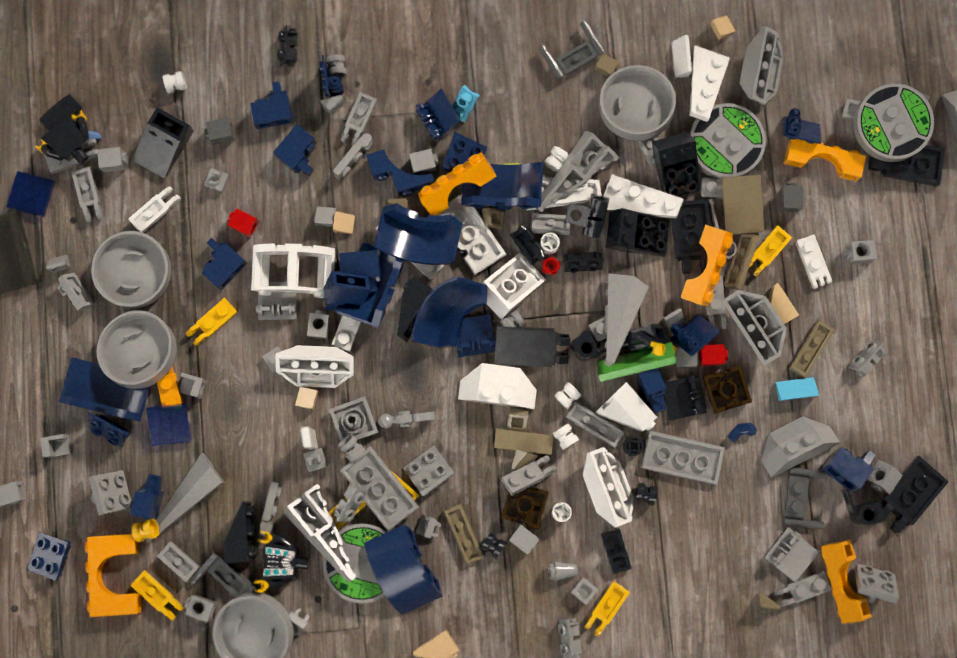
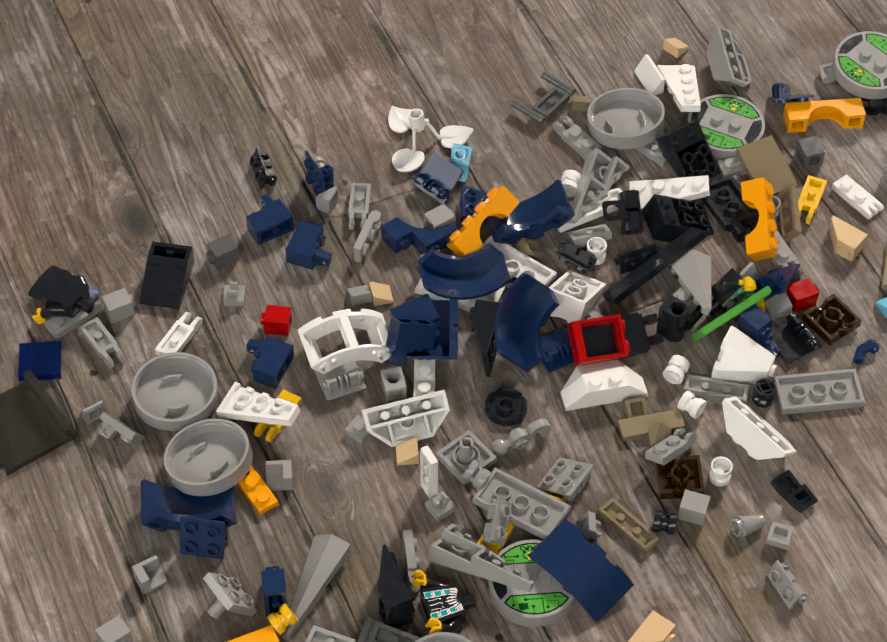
camera: 20 degrees left, 30 degrees down
(168, 424) = (268, 517): clear blue tile -> none
(174, 82) = (159, 225): white wheel -> none
(192, 311) = (255, 407): none -> white wing
(408, 379) = (506, 407): none -> black tile
(434, 33) = (402, 119): none -> white plant
(506, 366) = (578, 345): none -> red window
(550, 261) = (605, 269): red plate -> none
(585, 107) = (575, 136): none -> light grey hinge
(594, 279) = (654, 265): none -> black tile
(607, 606) = (811, 542): yellow hinge -> none
(646, 494) = (798, 430): black wheel -> none
(758, 323) = (830, 252): light grey wedge -> none

